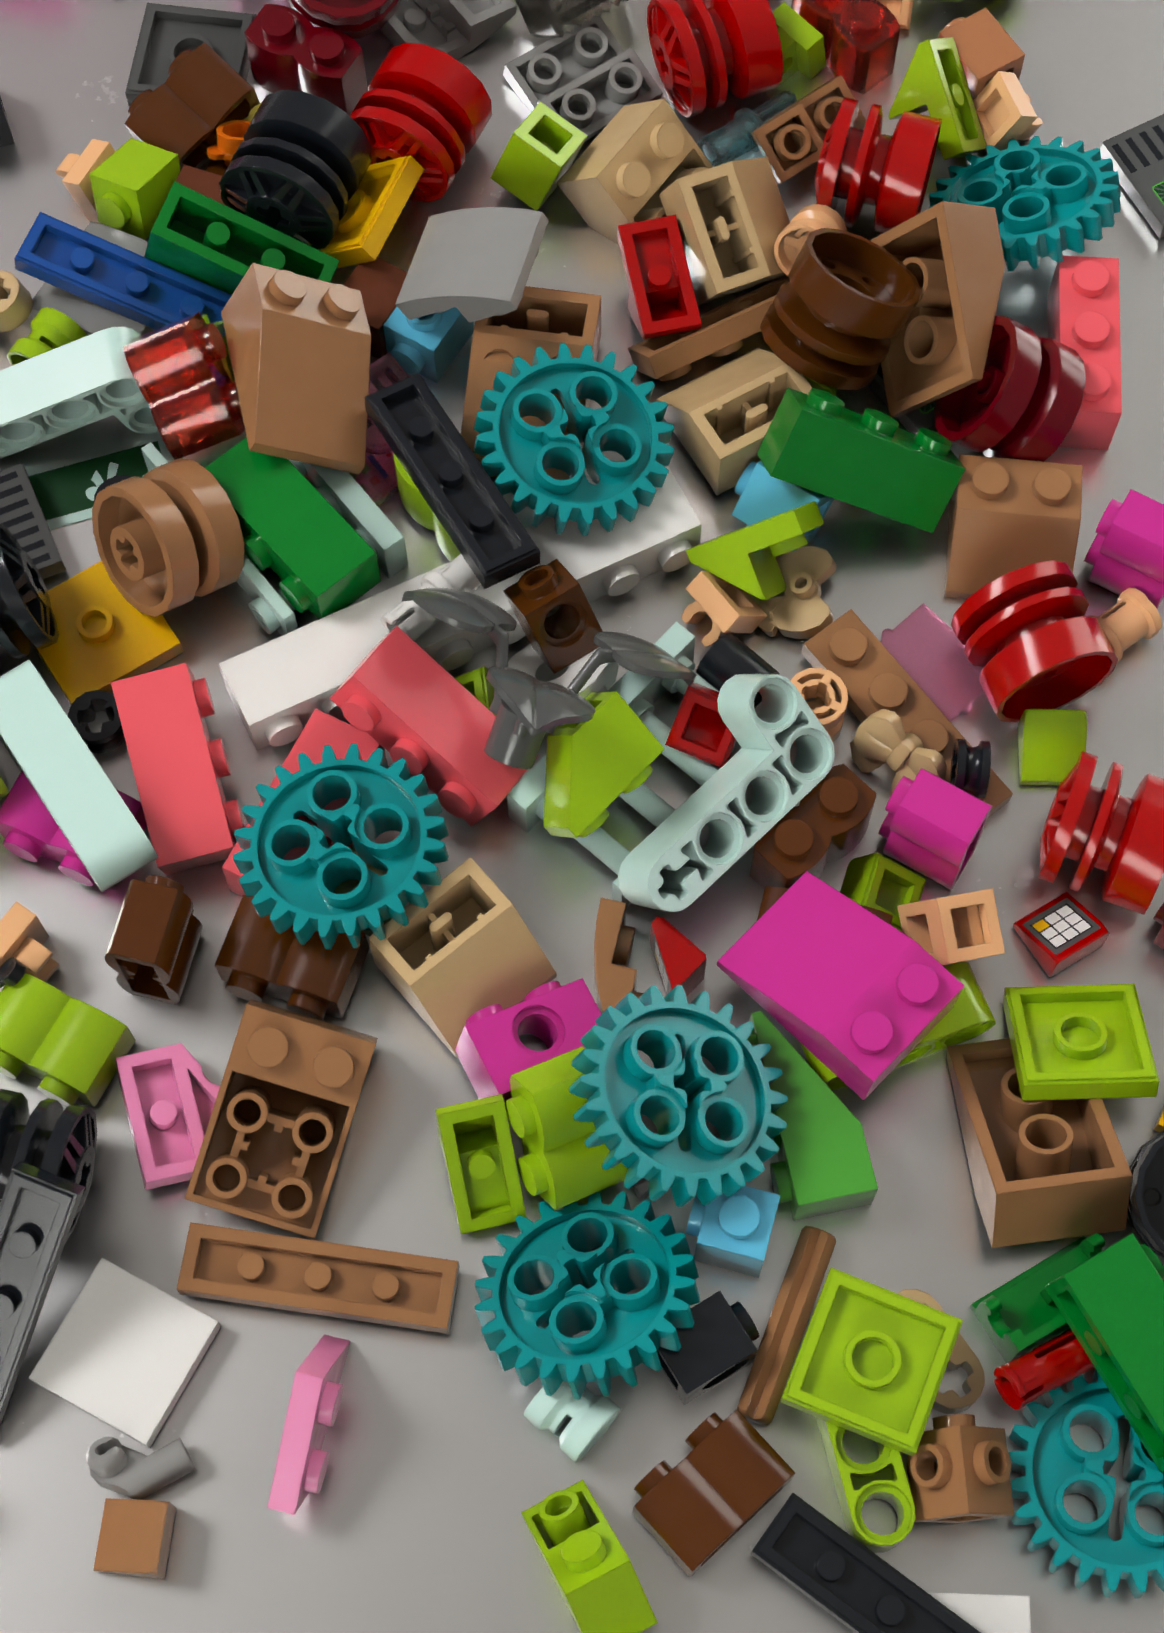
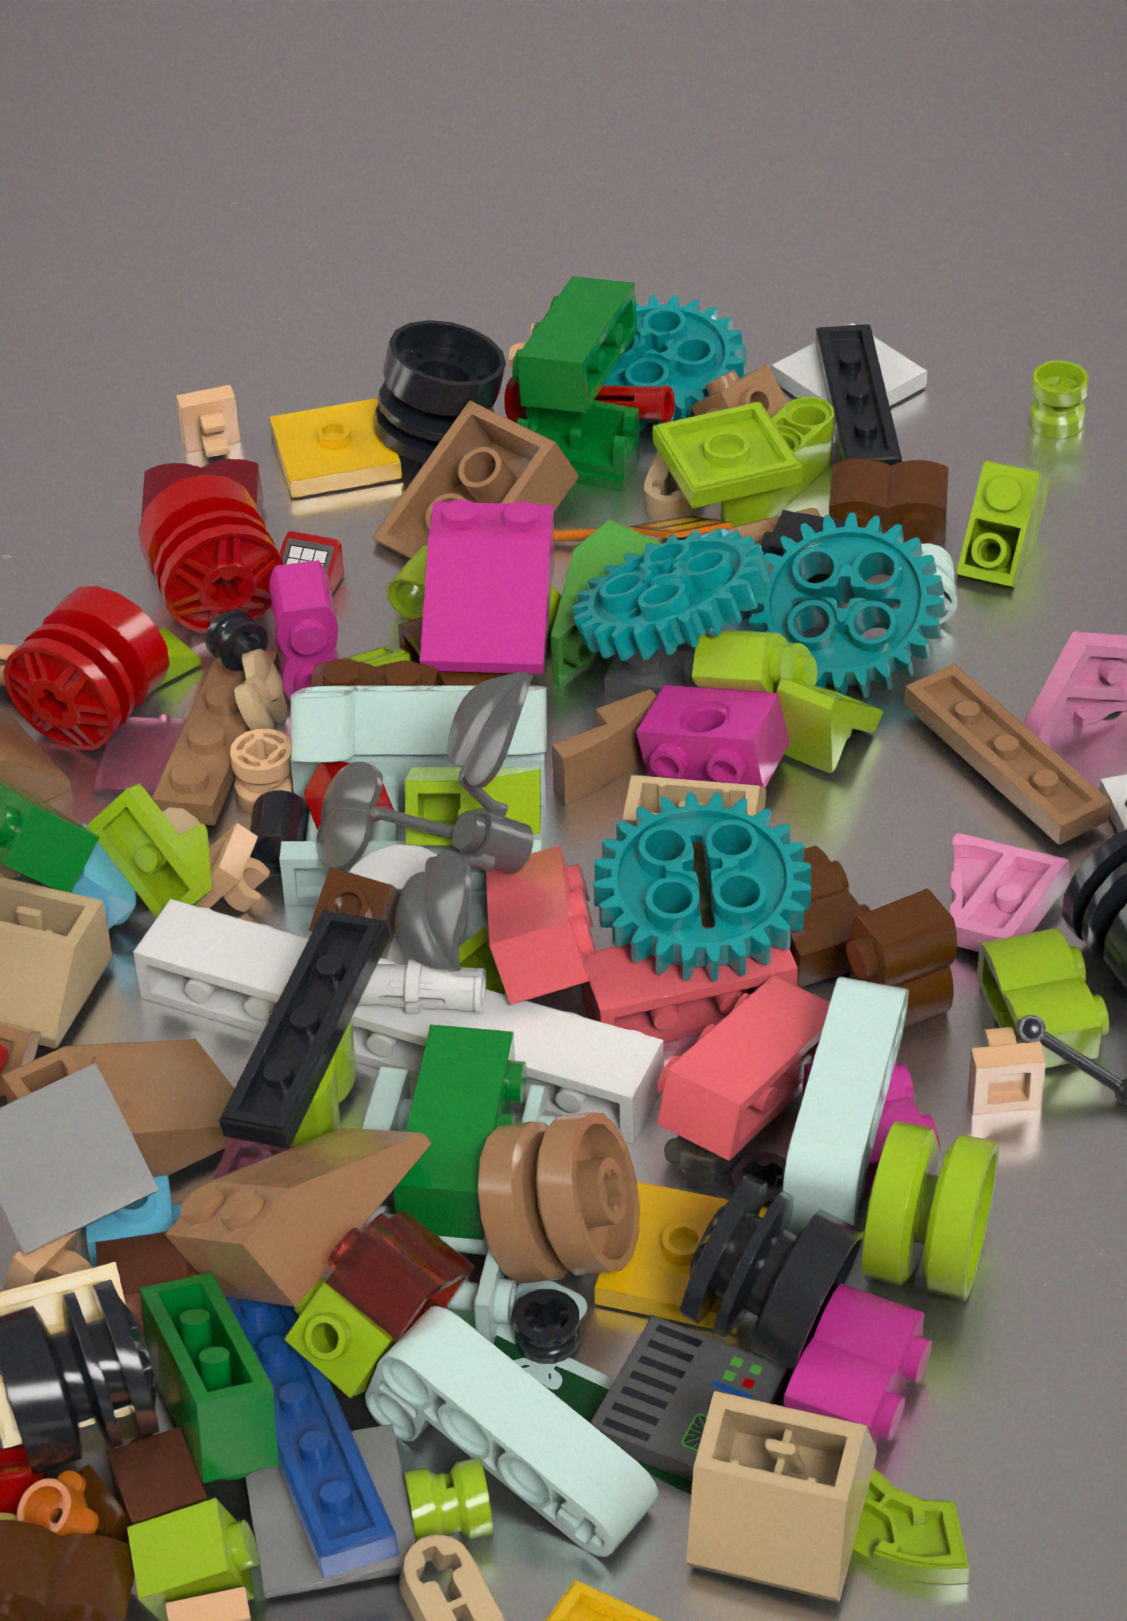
camera: 130 degrees left, 25 degrees down
(281, 1118) = (919, 827): medium nougat slope -> none
(622, 425) = (176, 993): teal gear -> none
(676, 957) = (566, 712): red slope -> none
(863, 1255) = (678, 526): none -> orange piece
(955, 926) = (376, 596): light nougat brick -> none
(1079, 1042) = (383, 511): lime tile -> none

